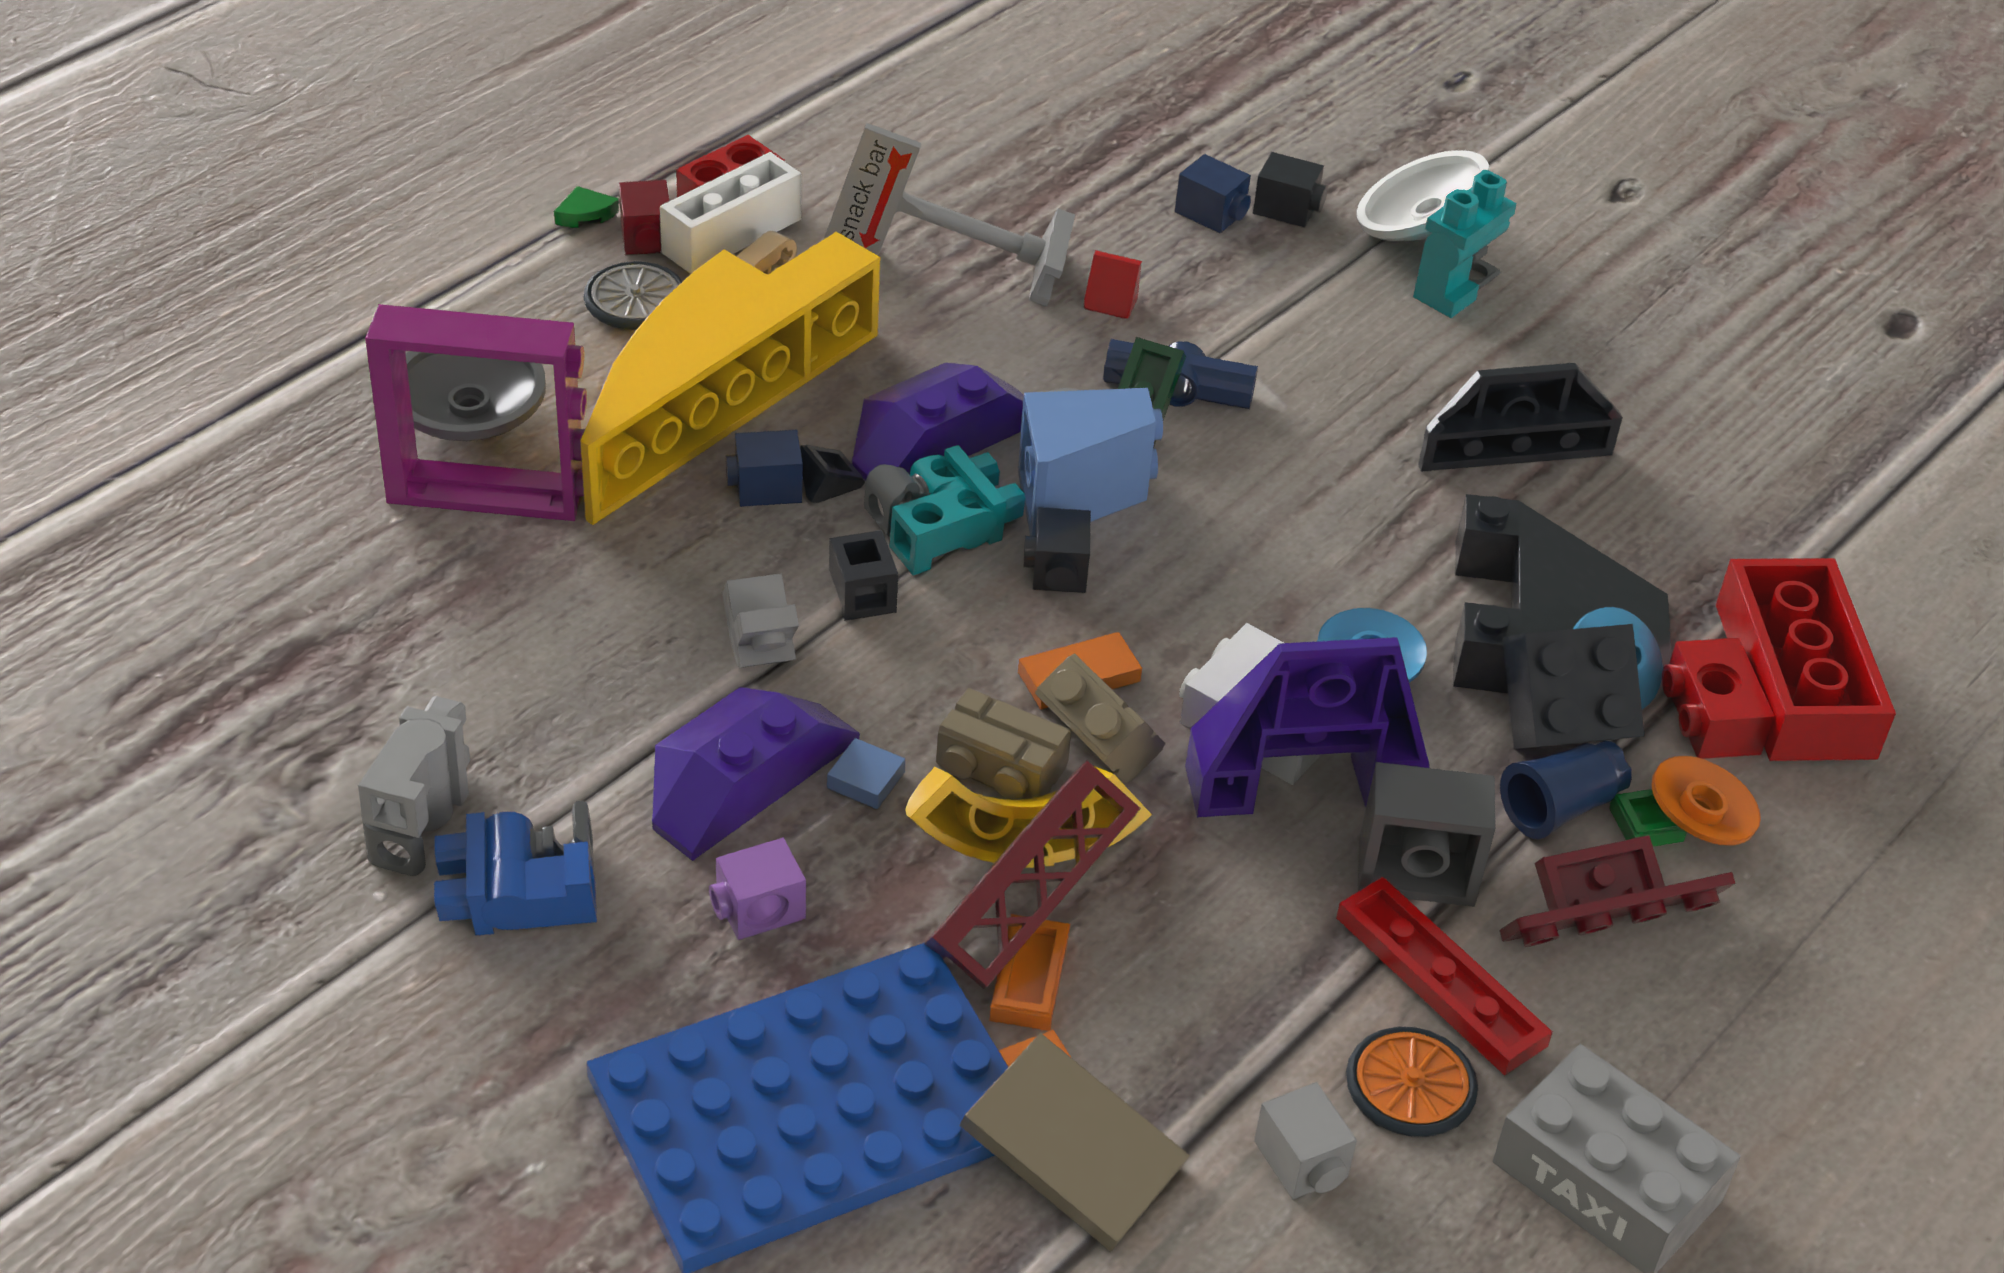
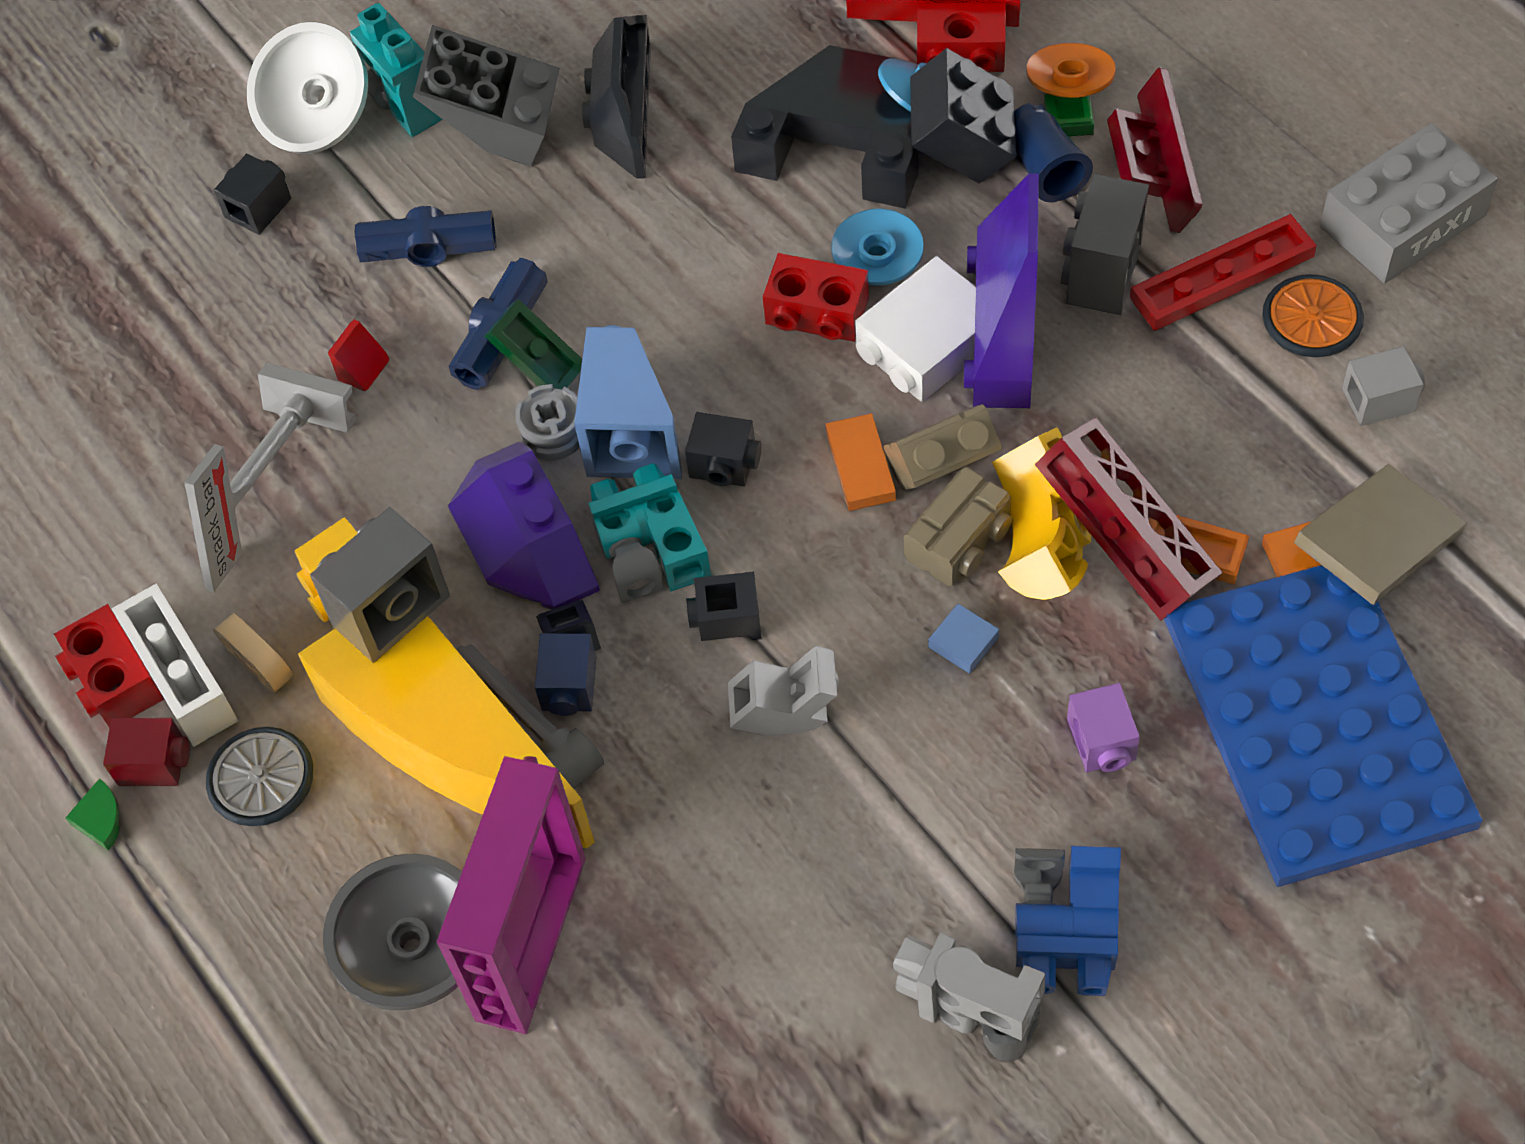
camera: 70 degrees left, 15 degrees up
(677, 479) = (566, 749): none -> dark grey axle
(738, 763) = (947, 732): dark purple wedge -> none
(779, 258) = (380, 584): none -> dark grey brick
(1213, 193) = (243, 253): dark blue brick -> none
(1275, 311) = (425, 236): none -> dark blue piece
(1284, 594) = (805, 297): none -> red brick
(1454, 304) = (487, 93): none -> dark grey slope

